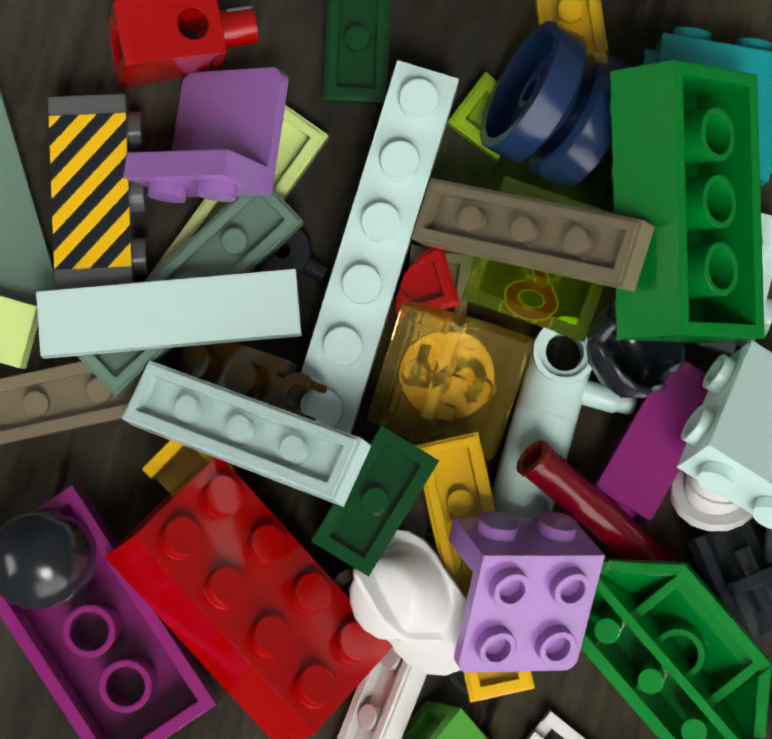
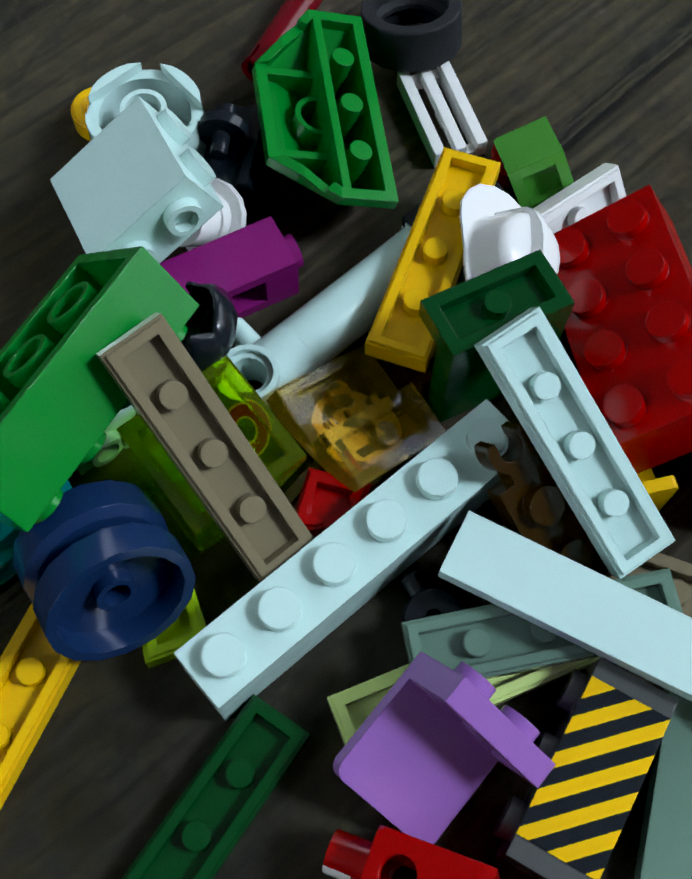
camera: 150 degrees left, 20 degrees down
(525, 591) = (398, 203): medium lavender bracket -> none
(589, 505) = (290, 207): dark red pin -> none

